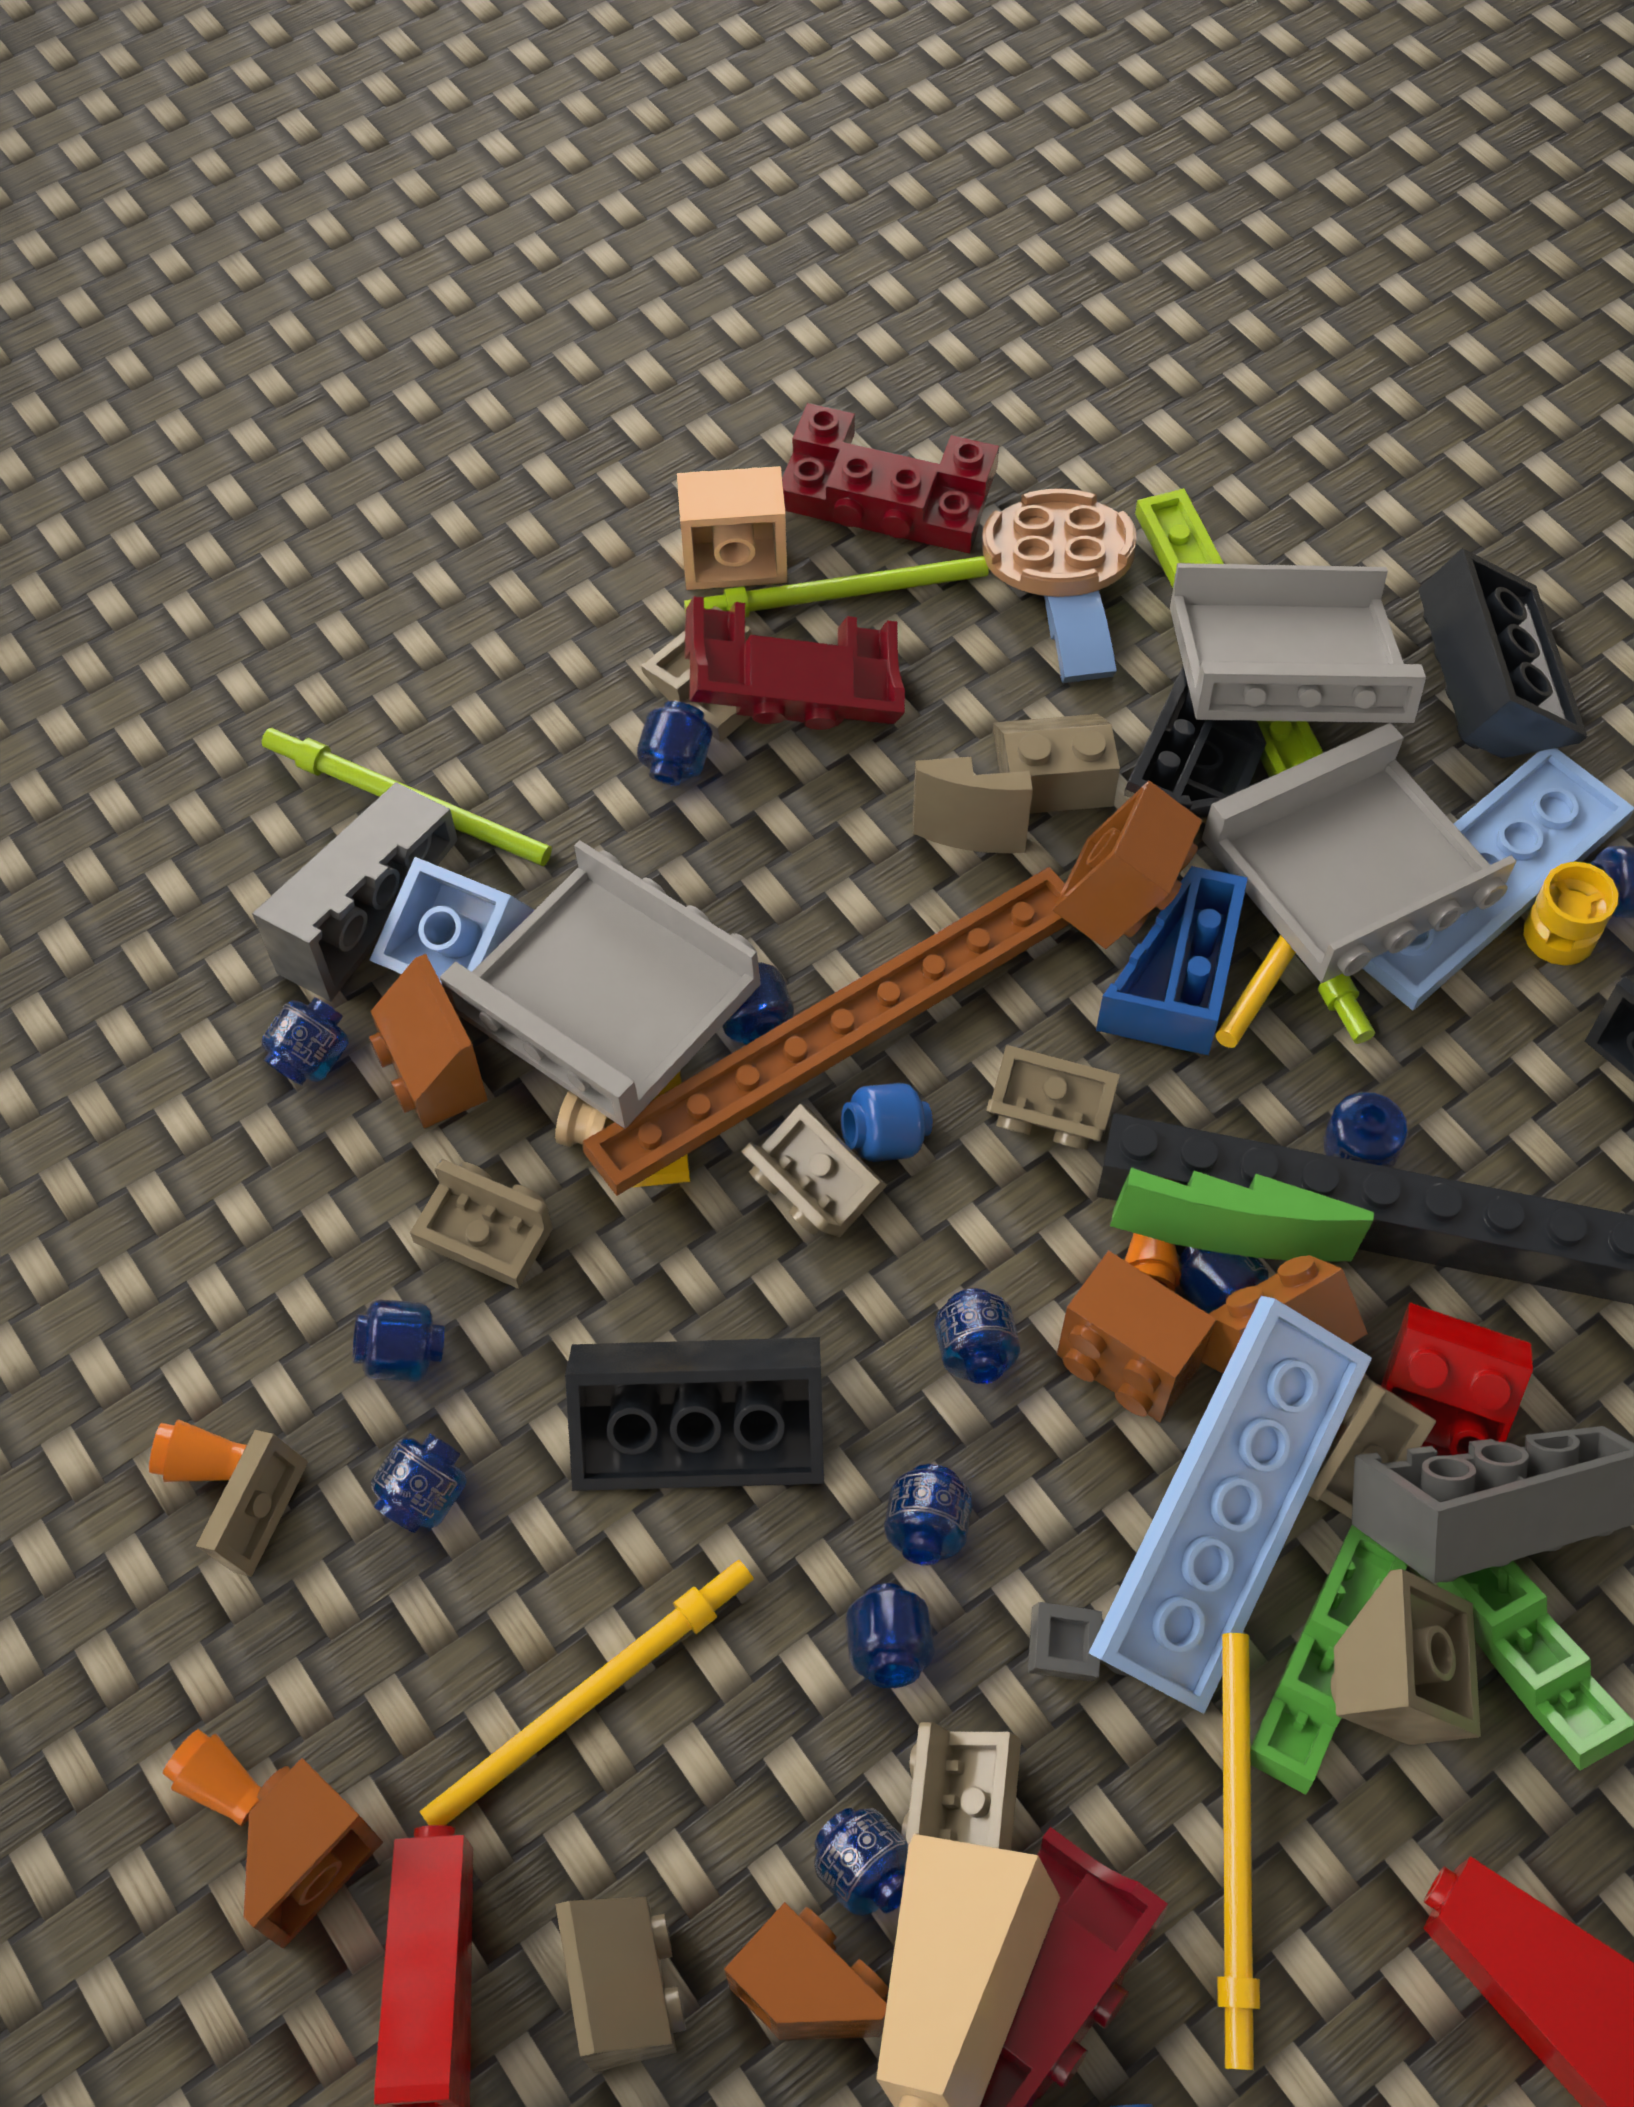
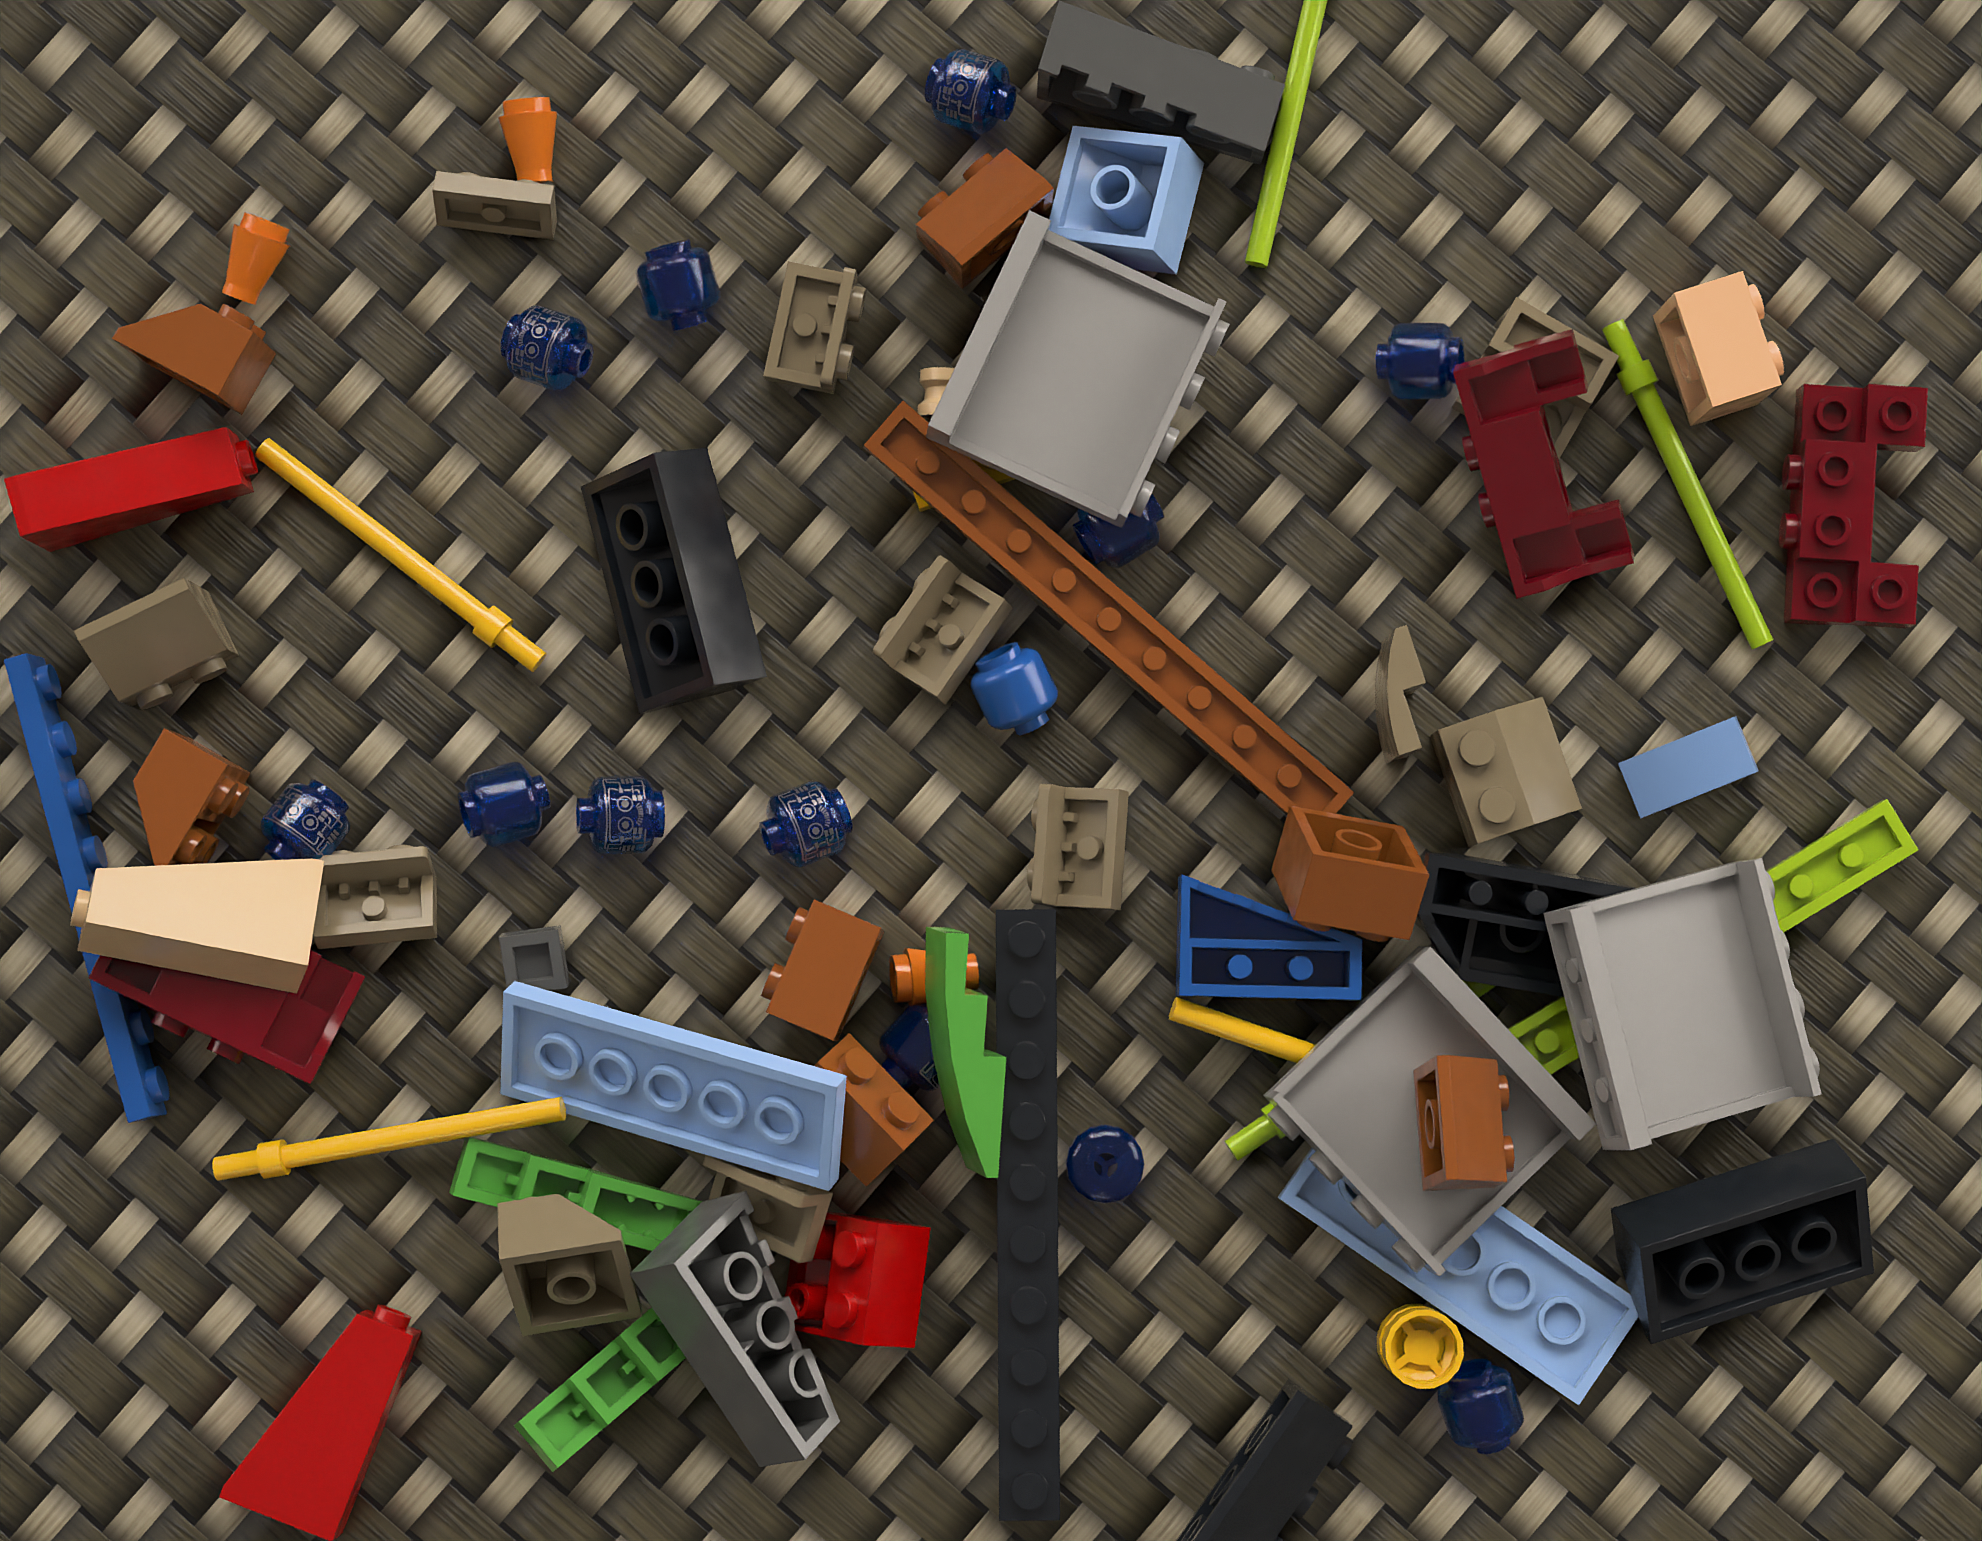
camera: 75 degrees right, 25 degrees up
(1059, 543) = (1805, 721): medium nougat tile -> none
(1379, 821) = (1462, 1123): none -> dark orange slope

